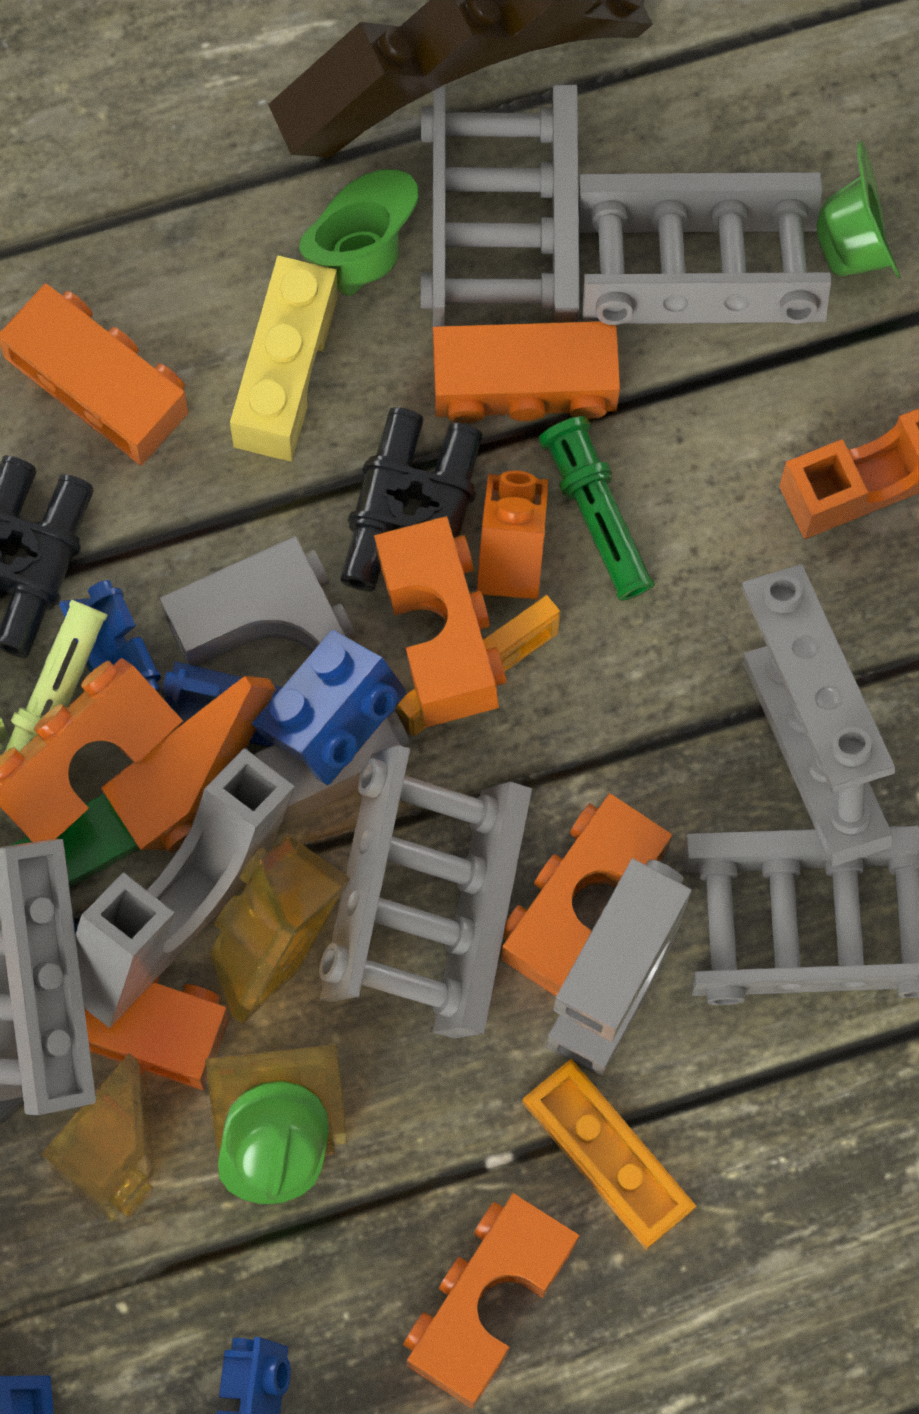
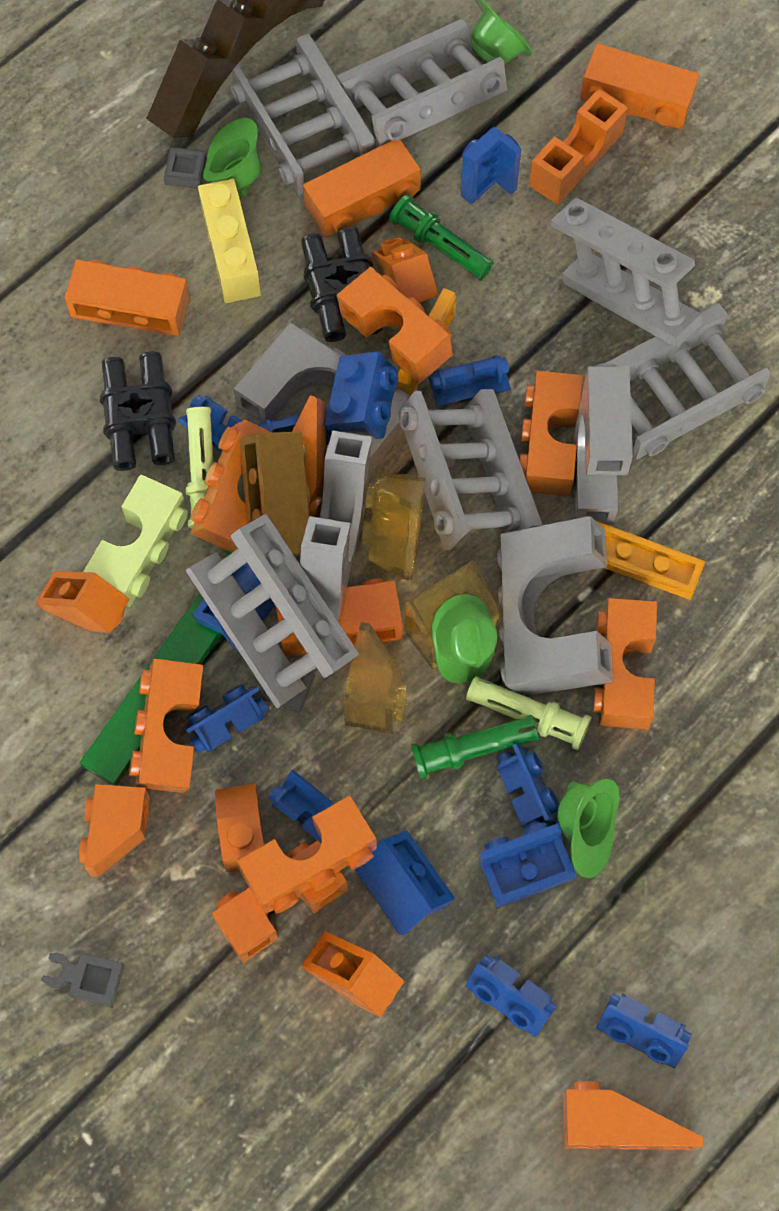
camera: 25 degrees left, 5 degrees down
(122, 793) = (277, 483): none -> pearl gold brick
(176, 1298) = (453, 750): none -> green pin
(289, 204) = (185, 167): none -> dark grey tile
(332, 1319) = (548, 718): none -> yellowish green pin
(430, 1082) = (528, 565): none -> light grey arch
(514, 752) = (466, 380): none -> blue hinge
(721, 426) = (490, 161): none -> blue bracket

